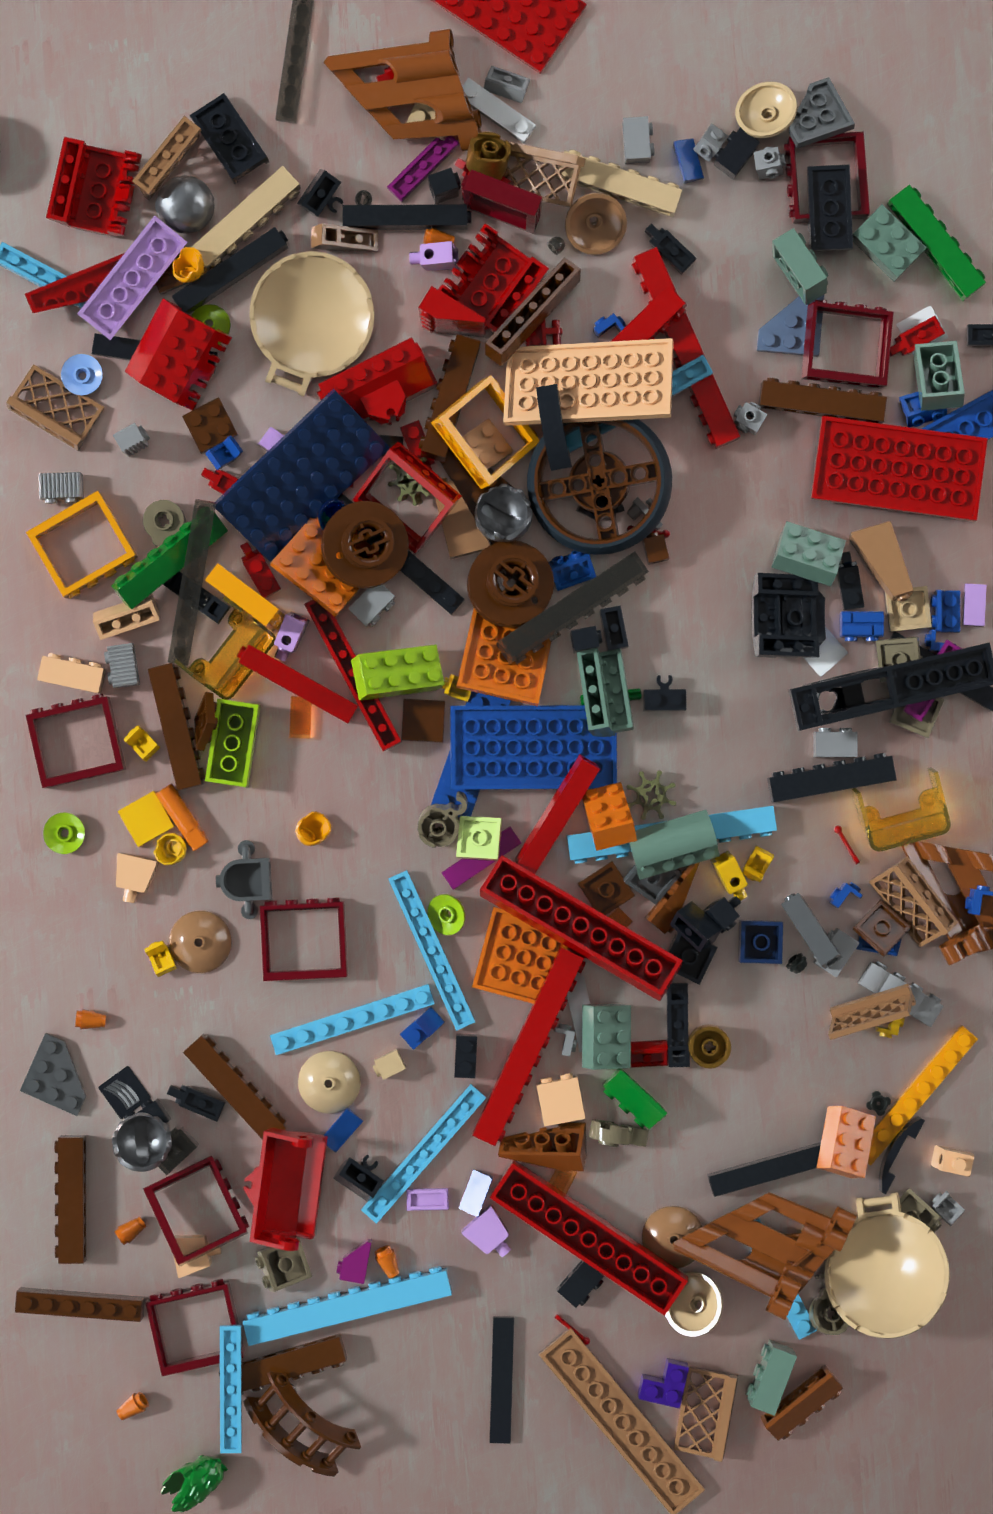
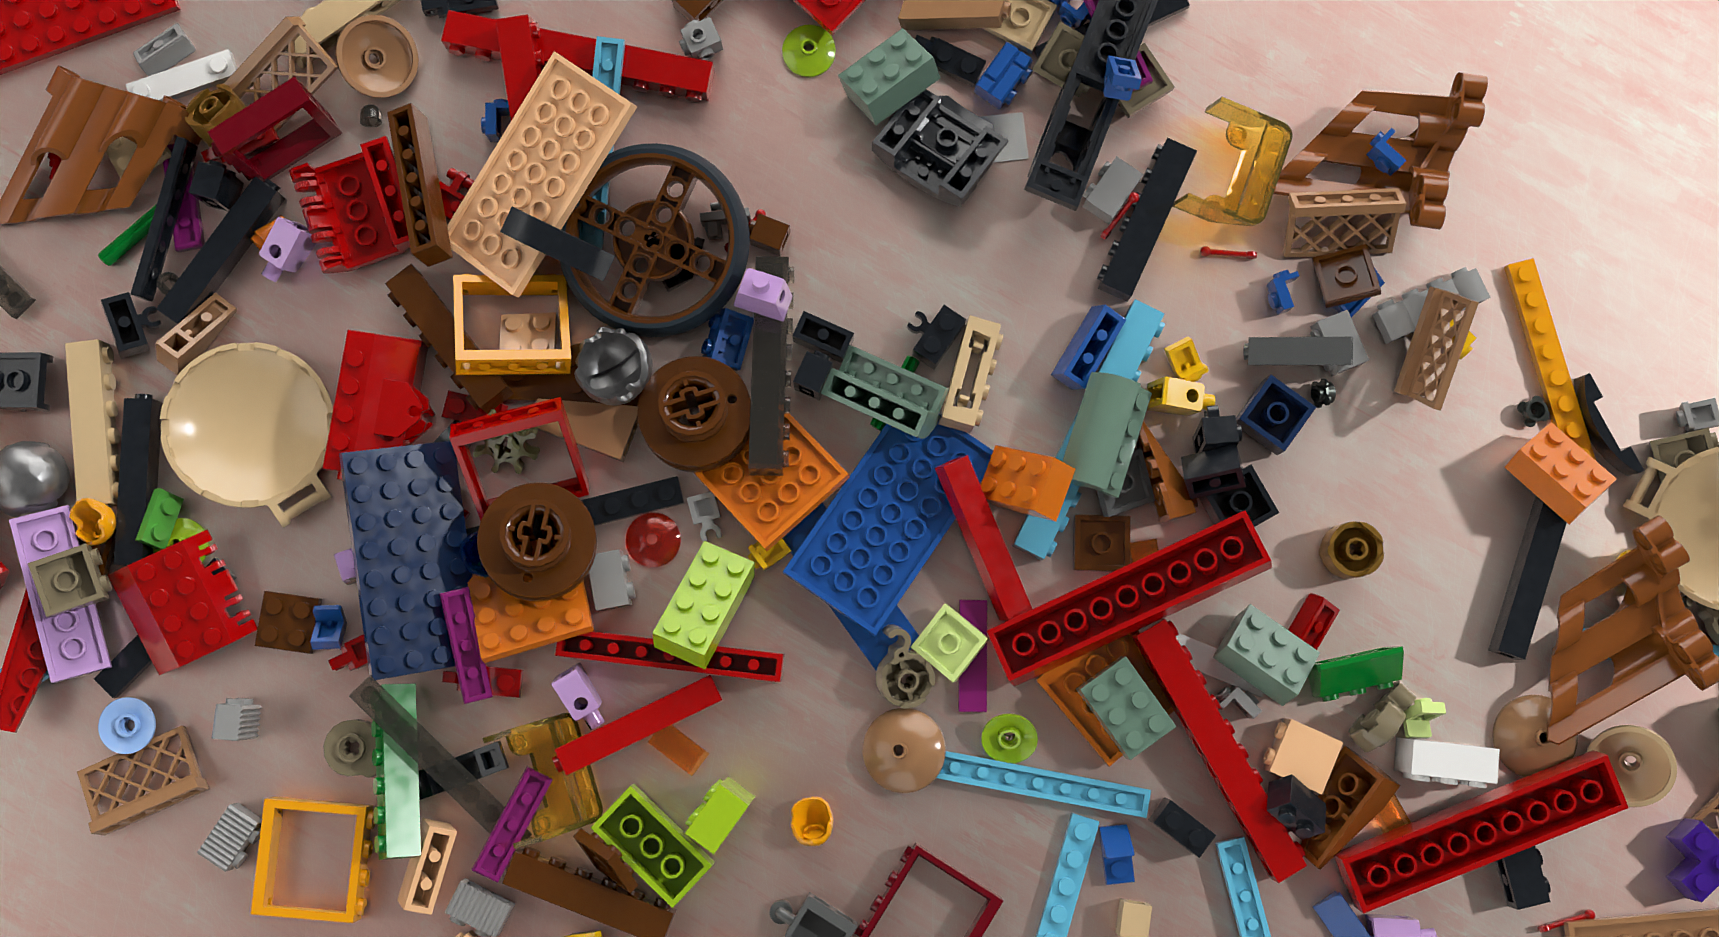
camera: 55 degrees left, 5 degrees down
(145, 280) = (70, 580): none -> dark tan plate
(186, 649) = (512, 824): none -> magenta tile
(217, 302) = (159, 519): none -> bright green plate
(245, 597) = (498, 716): light orange window -> none
(272, 545) = (464, 645): none -> magenta tile
(276, 770) = (715, 819): none -> lime brick
(378, 153) = (127, 239): none -> green axle
(396, 868) = (922, 753): none -> medium nougat dish
(401, 168) = (164, 219): none -> black tile
(418, 622) = (667, 542): none -> clear red dish
(423, 720) = (777, 614): reddish brown tile -> none
(448, 316) = (356, 273): red slope -> none
(455, 631) = (704, 510): none -> light grey plate
(514, 971) = (1126, 707): none -> sand green brick
(525, 1116) = (1296, 807): none -> black brick
(612, 574) = (762, 294): none -> lavender torso
(617, 1189) = (1446, 762): none -> white brick
(633, 1156) = (1418, 717): none -> yellowish green bracket
(641, 791) = (1042, 415): olive gear -> none
(677, 1025) = (1307, 570): black slope -> none
(686, 725) = (983, 333): none -> tan brick
(723, 797) = (1088, 347): none -> blue brick
(785, 497) = (811, 62): none -> lime dish
(837, 760) = (1133, 198): none -> red hinge
(902, 700) = (1121, 78): none -> blue slope
(952, 1160) = (1656, 368): light nougat torso -> none

